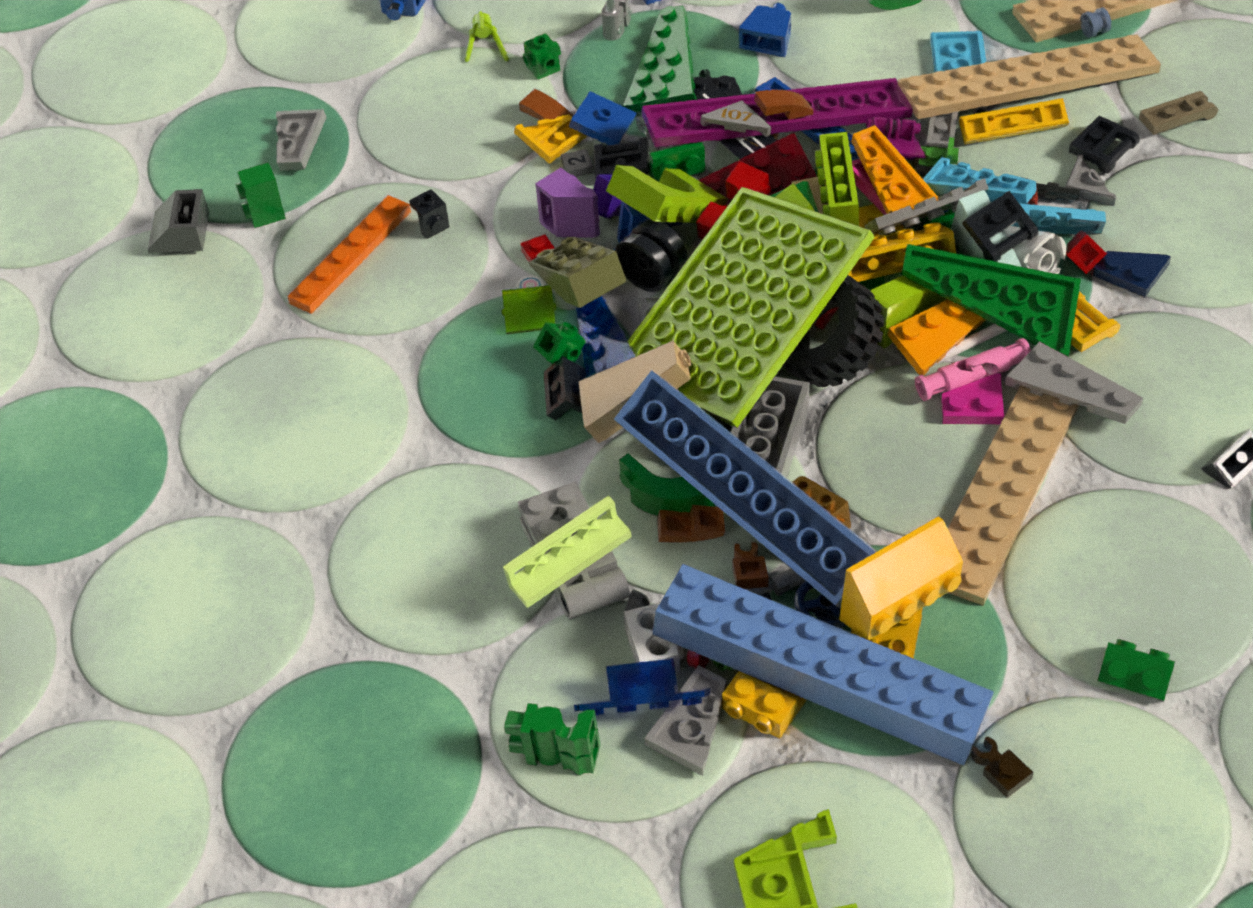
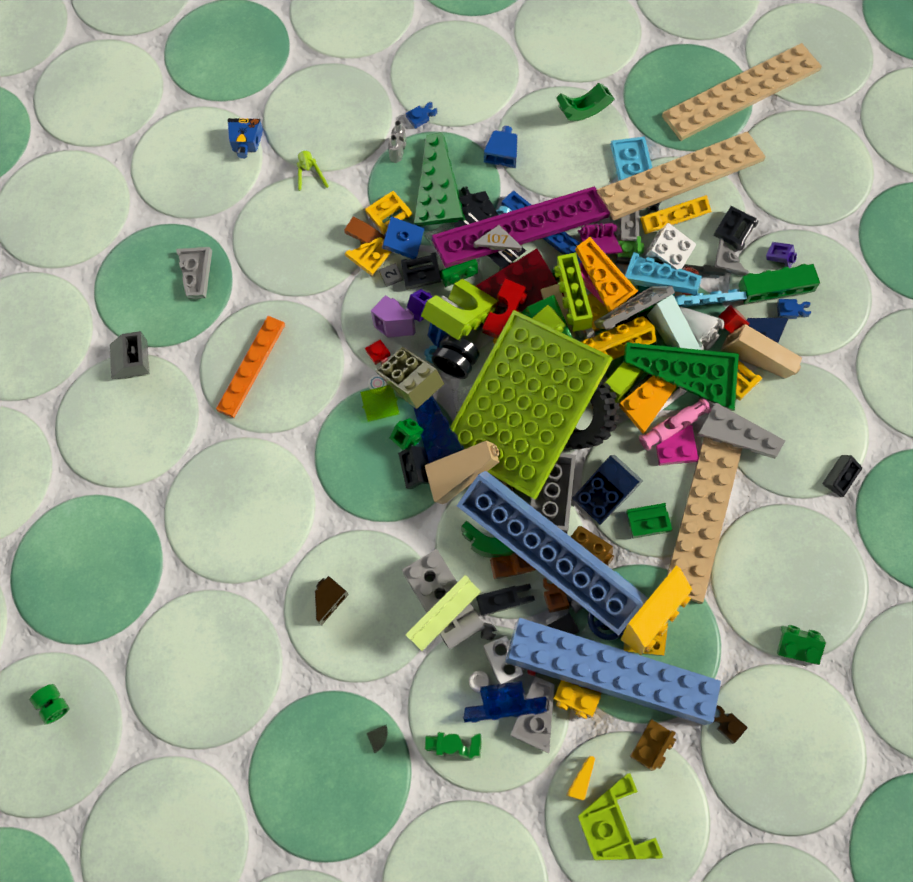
camera: 10 degrees left, 20 degrees up
(260, 194) = (180, 329): green brick -> none
(399, 537) = (328, 598): none -> dark brown slope
(431, 213) = (300, 330): black bracket -> none
(437, 726) = (378, 738): none -> clear smoke tile
(542, 56) = (352, 185): green brick -> none
(578, 86) = (385, 207): none -> yellow plate
(600, 666) = (477, 680): none -> white tile
(664, 564) = (503, 599): none -> black hinge
(742, 821) = (580, 784): none -> yellow slope
(782, 101) = (525, 223): dark orange slope -> none
(855, 439) = (607, 489): none -> dark blue slope
(873, 781) = (653, 745): none -> pearl gold bracket
(914, 486) = (649, 520): none -> green plate
(995, 219) = (681, 317): black plate -> none
(1001, 153) = (670, 247): none -> white bracket
(1095, 22) = (720, 123): sand blue wheel -> none
(1124, 289) = (762, 352): none -> tan slope
(1161, 210) = (779, 283): none -> green brick
(1171, 176) = (782, 253): none -> dark purple bracket
(1178, 112) = (780, 197): dark tan plate -> none
(1180, 247) = (791, 309): none -> blue plate

